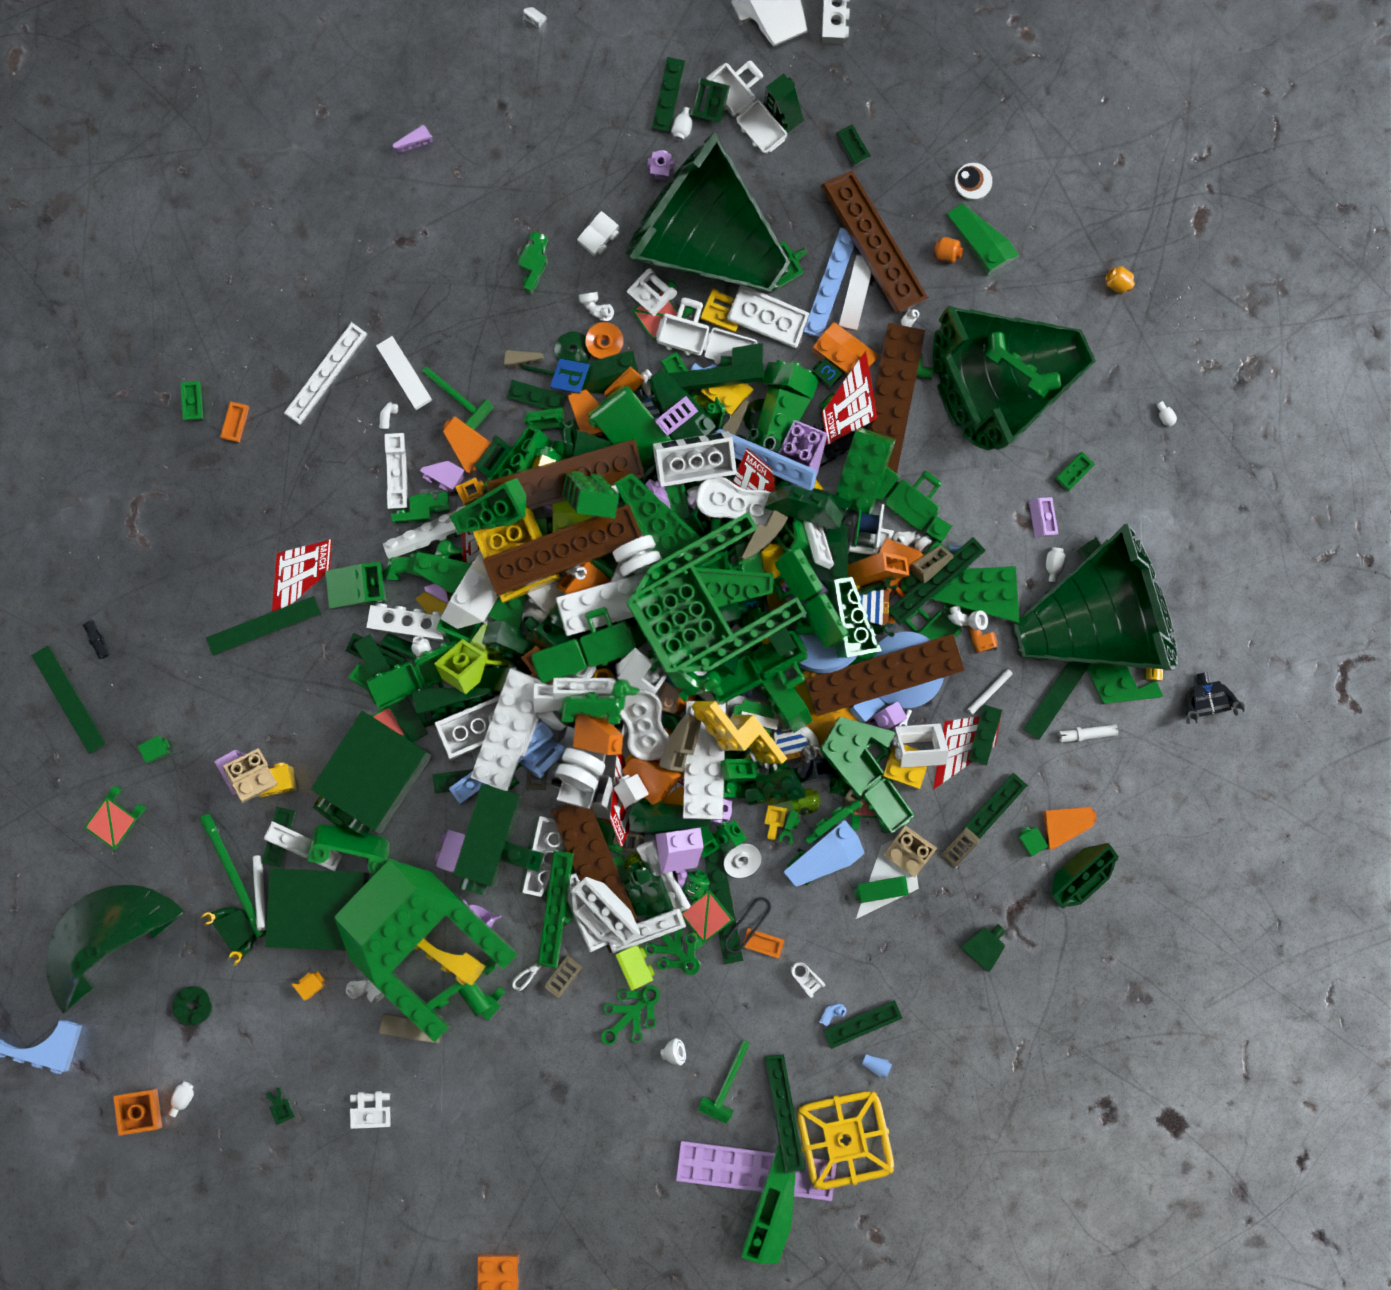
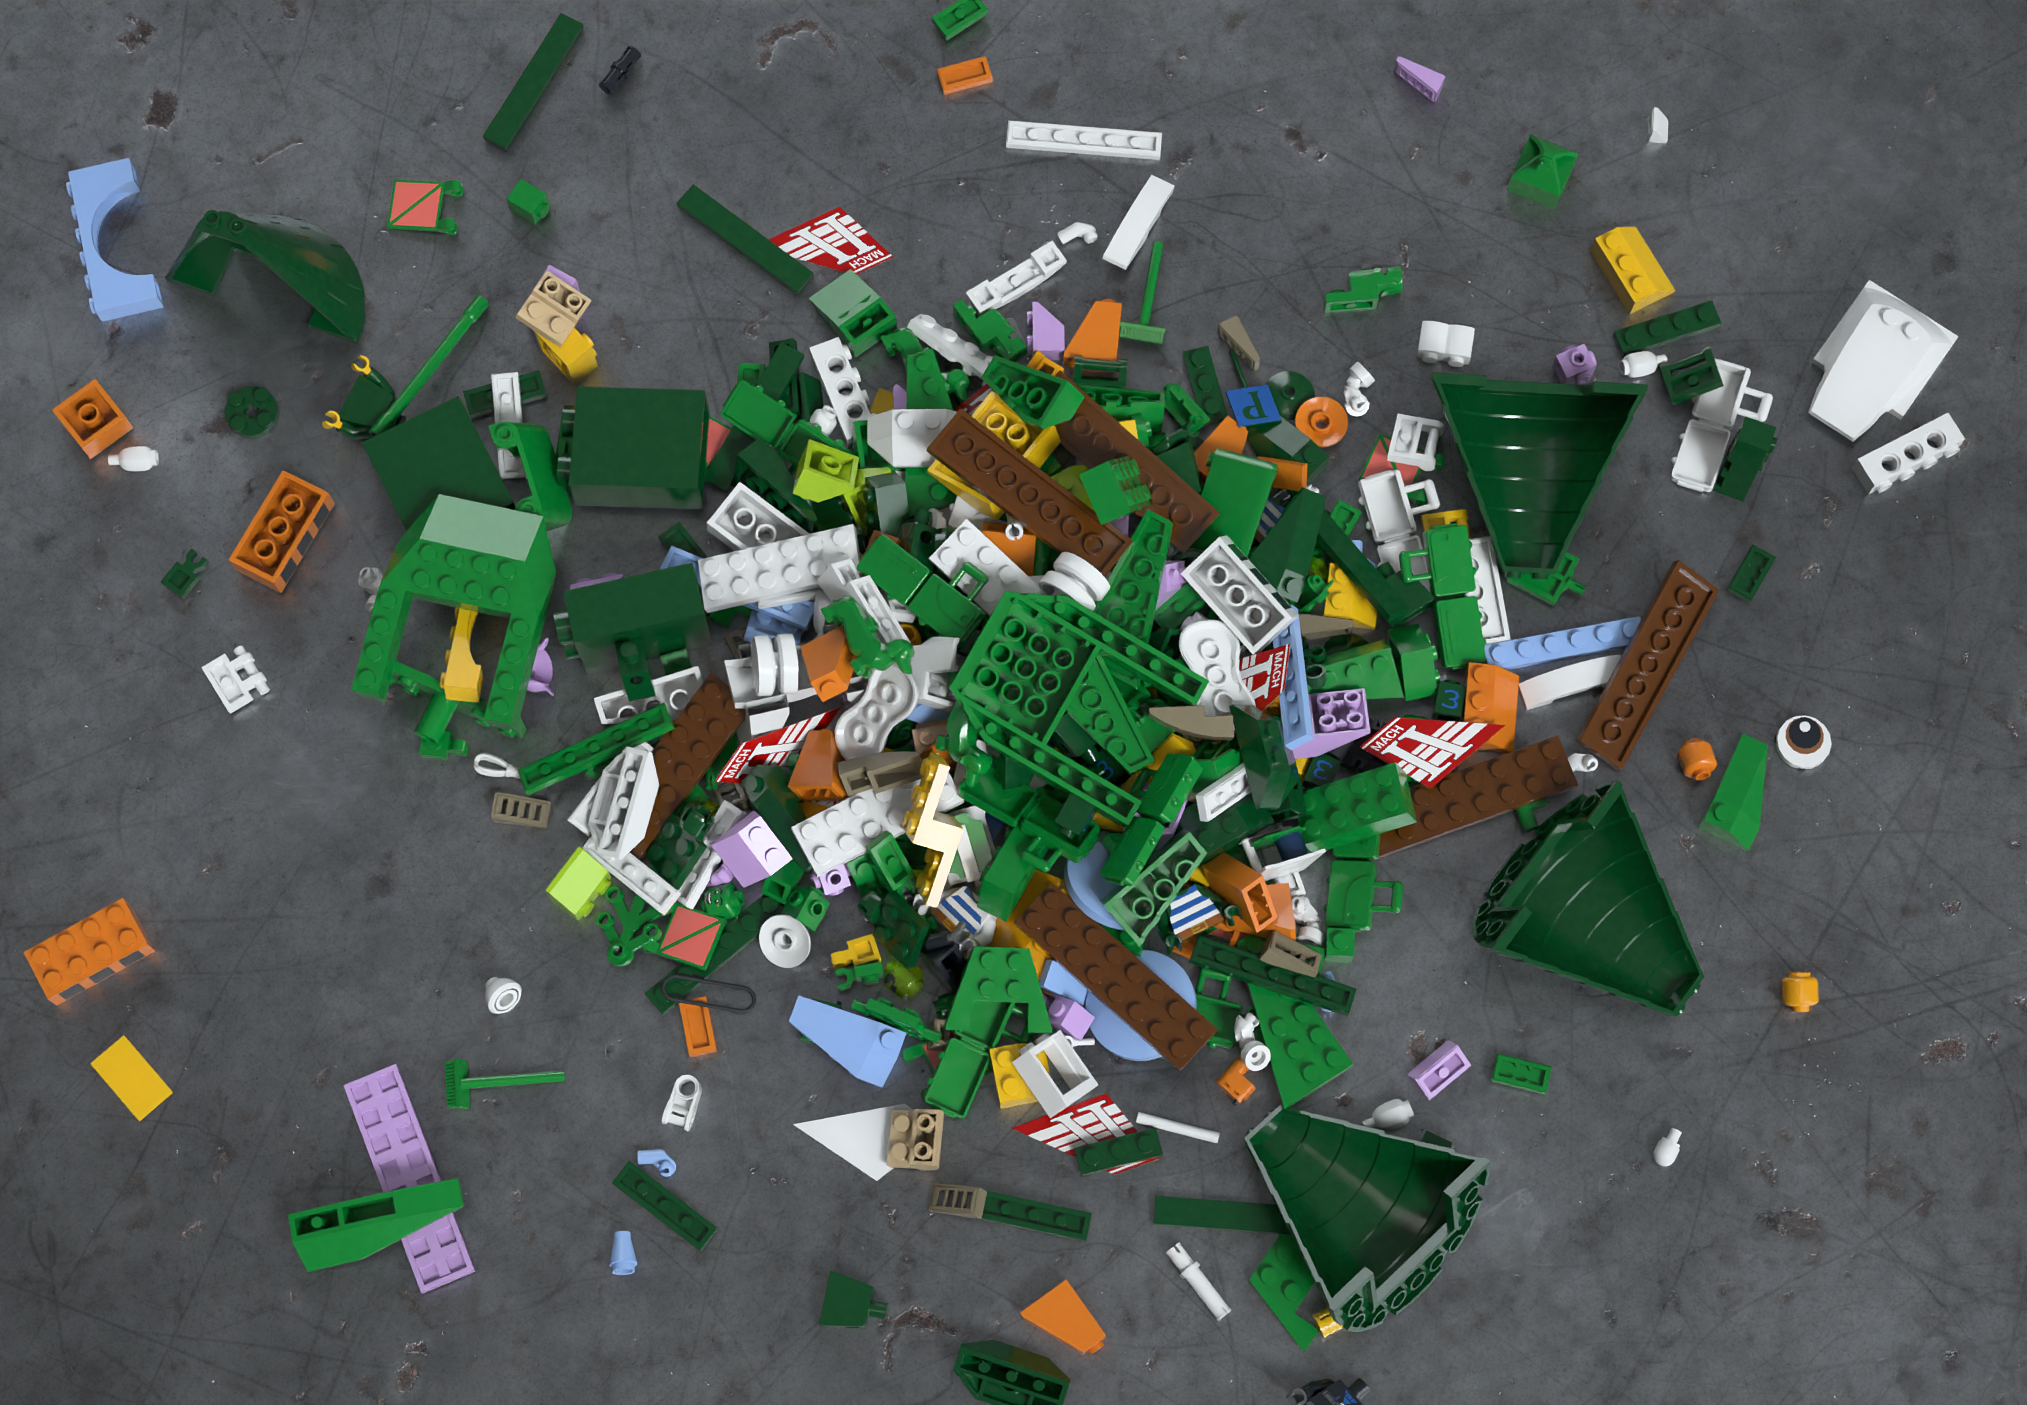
camera: 65 degrees right, 10 degrees down
(259, 893) = (425, 405): white piece -> none
(289, 1029) = (281, 531): none -> orange brick
(309, 985) = (347, 526): light orange window -> none
(402, 1027) = (349, 645): dark tan slope -> none
(522, 105) = (1542, 171): none -> green piece
(523, 828) = (675, 661): none -> green tile
(617, 91) = (1631, 268): none -> yellow slope
(630, 790) = (790, 750): white brick -> none
(633, 1012) = (523, 918): green plant -> none
(664, 427) = (1255, 534): lavender slope -> none
(755, 326) = (1450, 578): none -> green piece
(784, 1114) = (496, 1167): dark green tile -> none
(828, 477) = (1321, 771): none -> dark green brick
(838, 1151) = (506, 1284): yellow plate -> none
(881, 889) = (847, 1131): green slope -> none
(1032, 841) = (1018, 1287): green brick -> none
(1039, 383) = (1598, 955): green plate -> none

